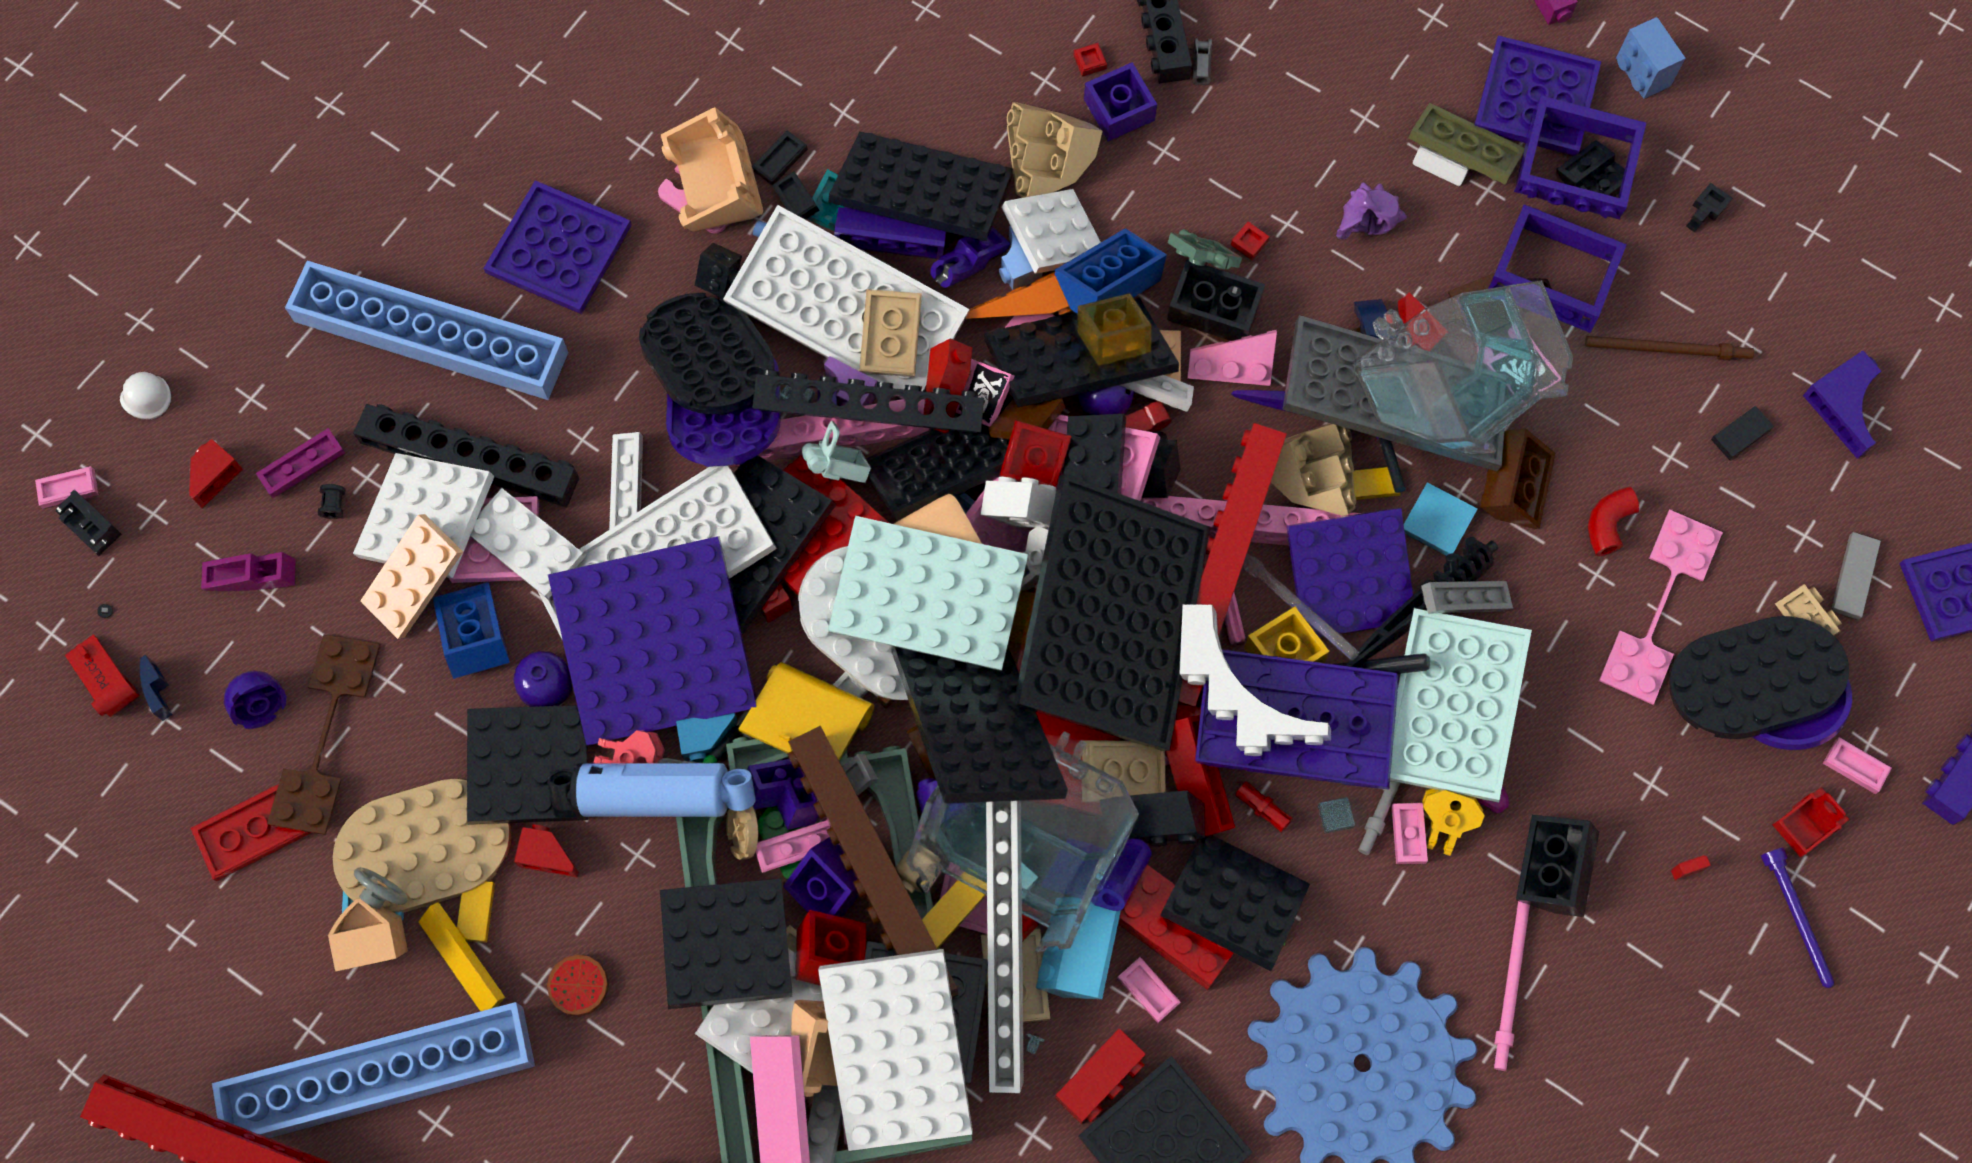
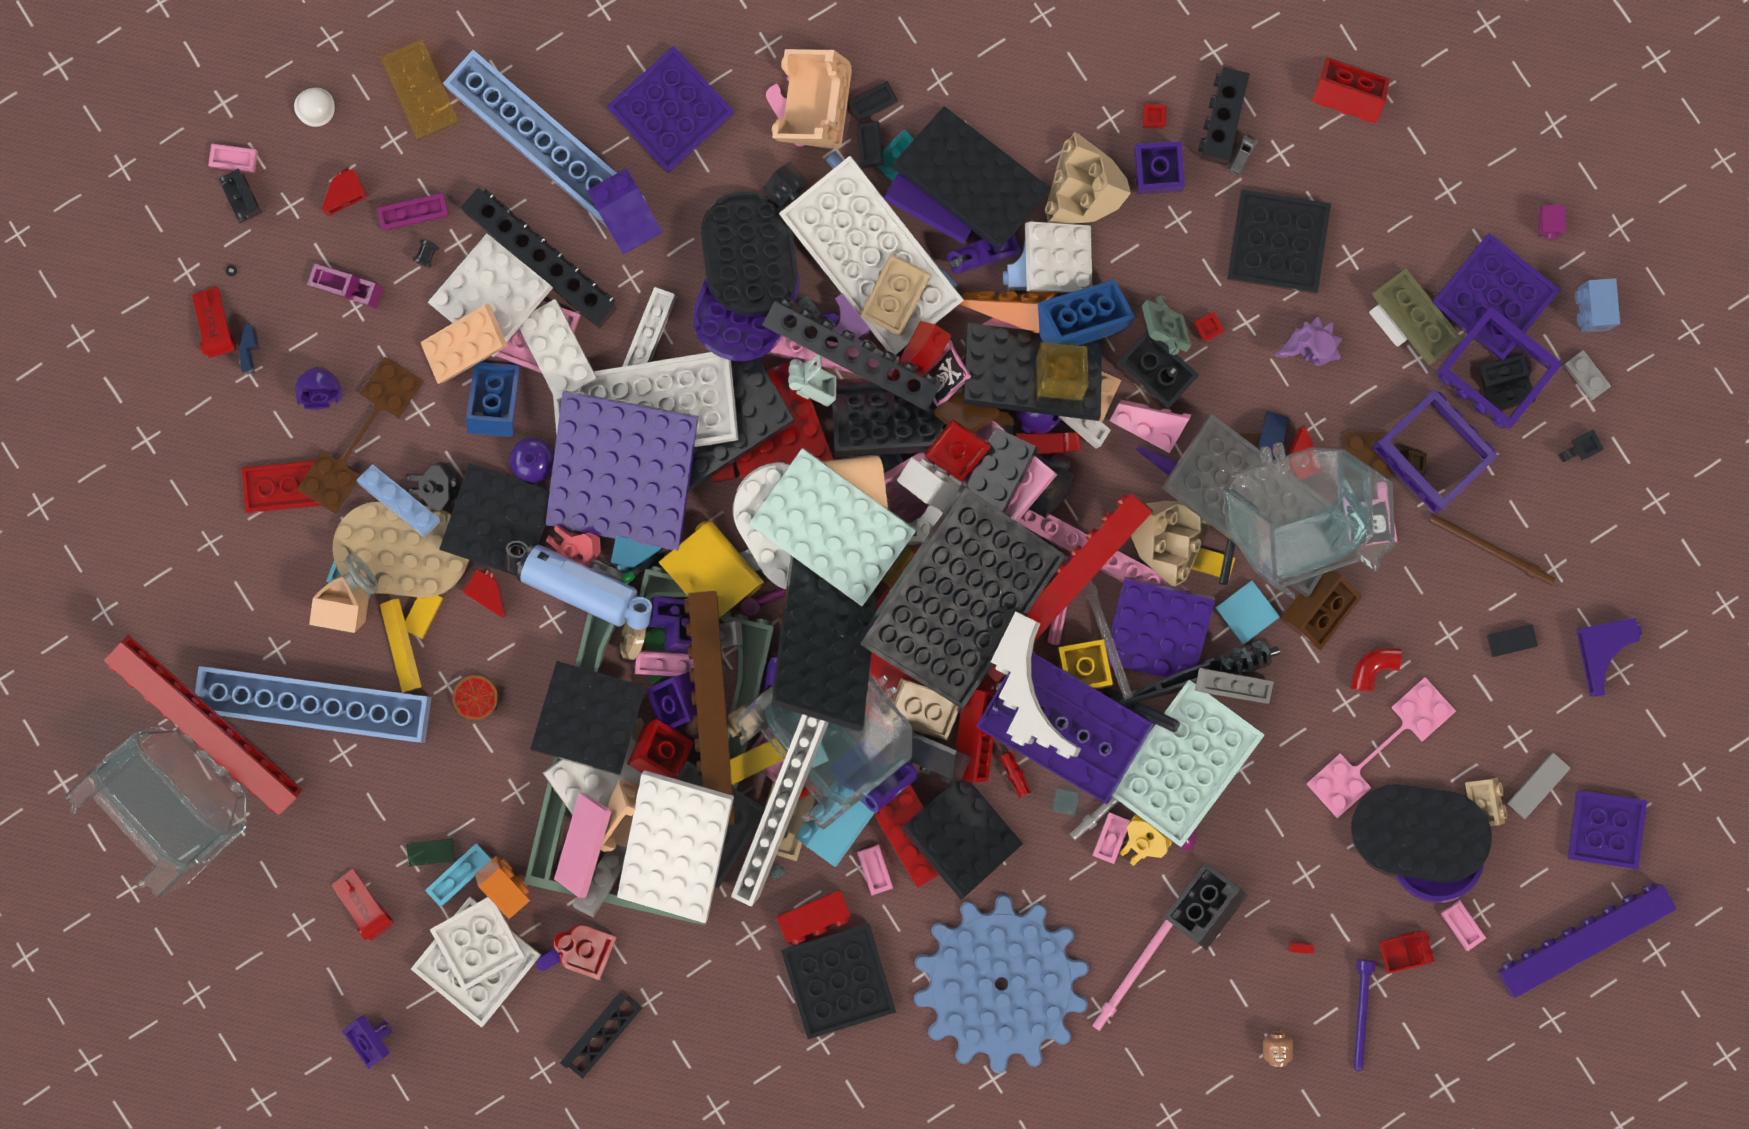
camera: 25 degrees right, 15 degrees up
(262, 332) = (419, 90): none -> clear yellow plate
(397, 788) = (398, 501): none -> light blue plate
(436, 751) = (435, 485): none -> black hinge
(544, 357) = (624, 211): none -> dark purple slope
(866, 739) = (751, 604): none -> magenta bar
(1282, 128) = (1278, 241): none -> black plate
(1673, 136) = (1587, 375): none -> light grey plate
(1726, 999) = (1278, 1049): none -> nougat head

